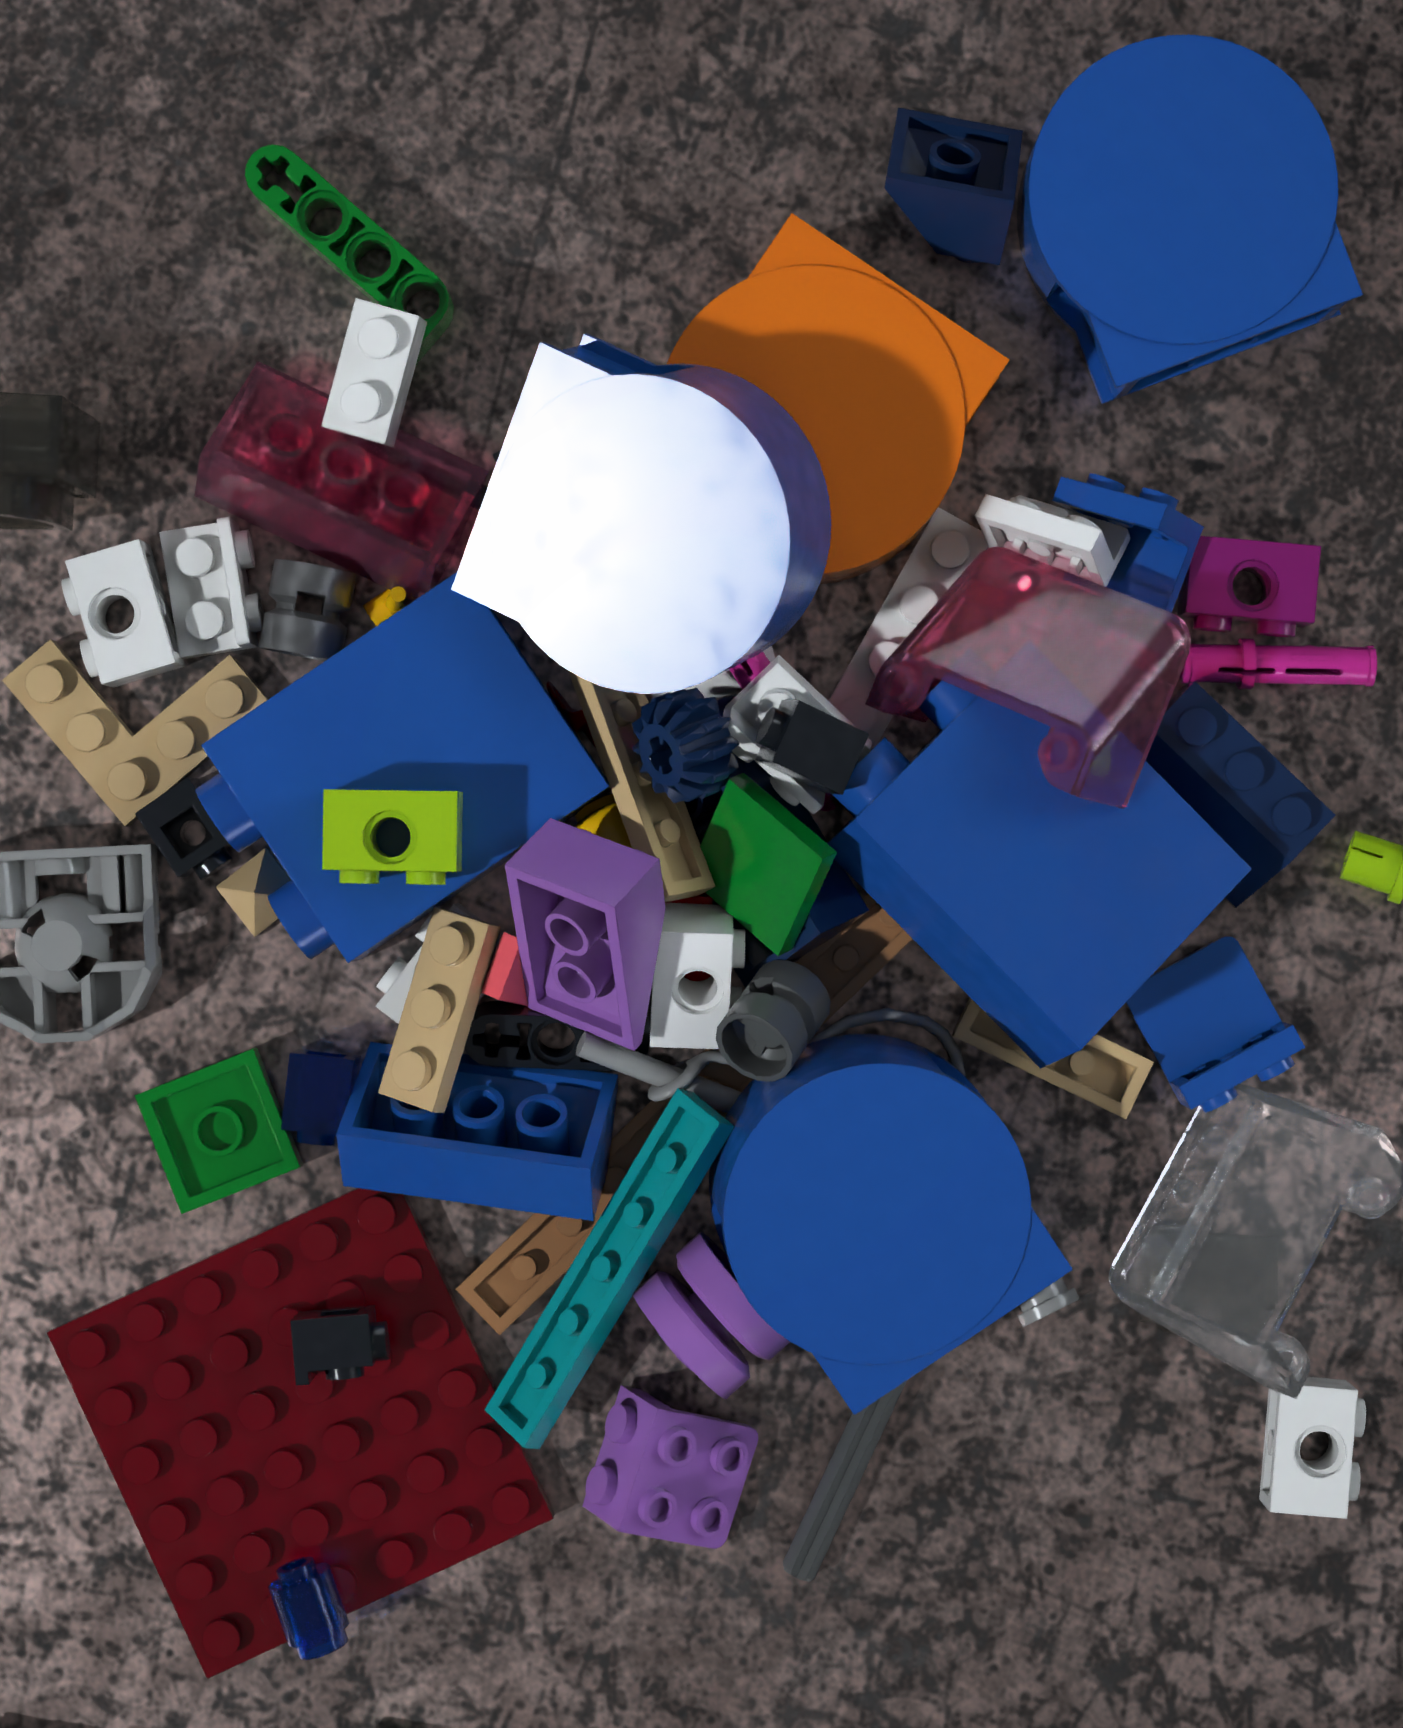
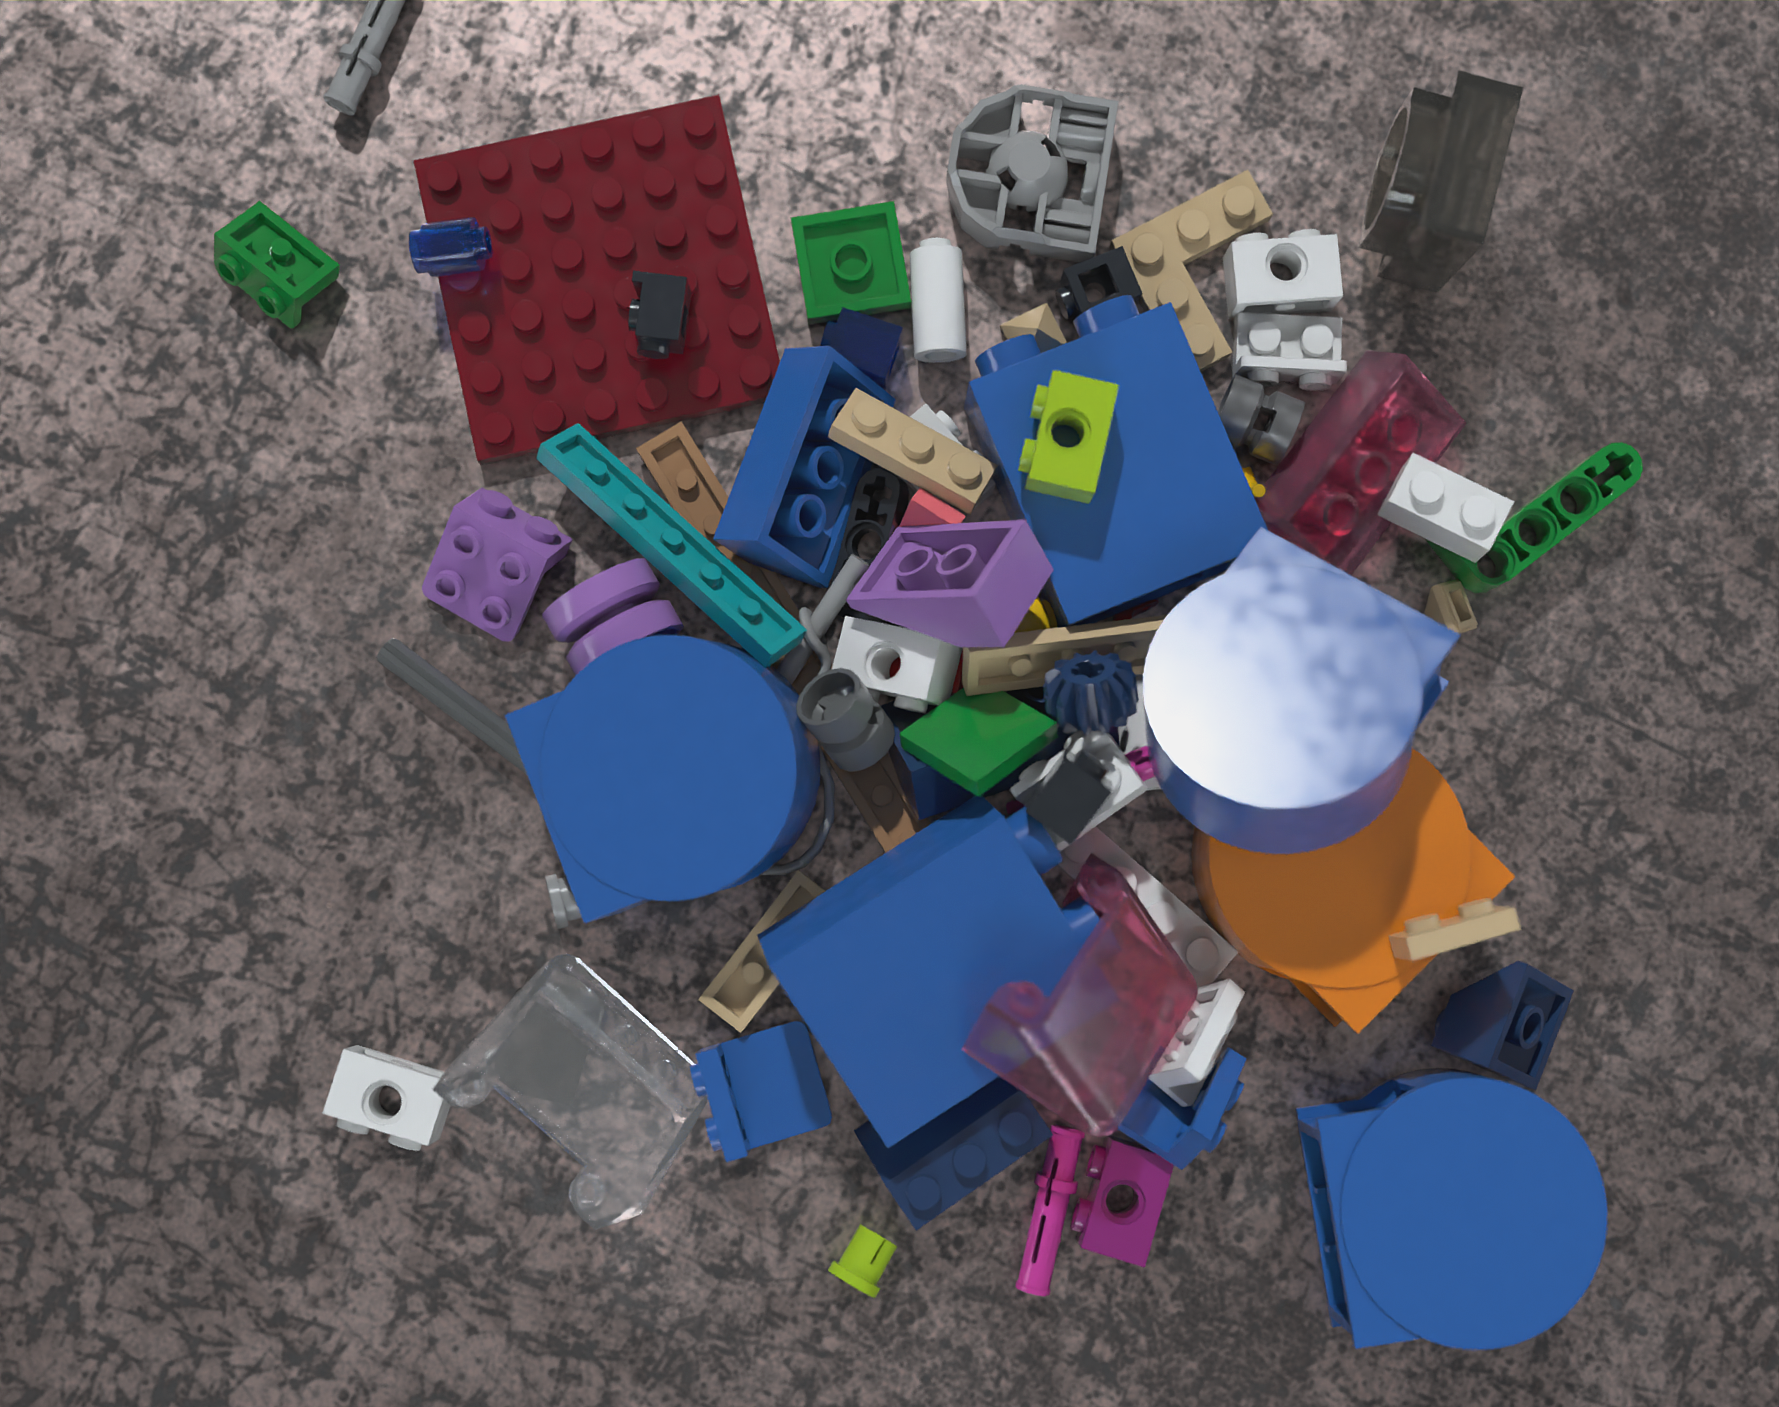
camera: 95 degrees right, 5 degrees down
(244, 1017) = (938, 301): none -> white brick
(482, 336) = (1450, 607): none -> tan slope
(858, 252) = (1476, 922): none -> tan plate

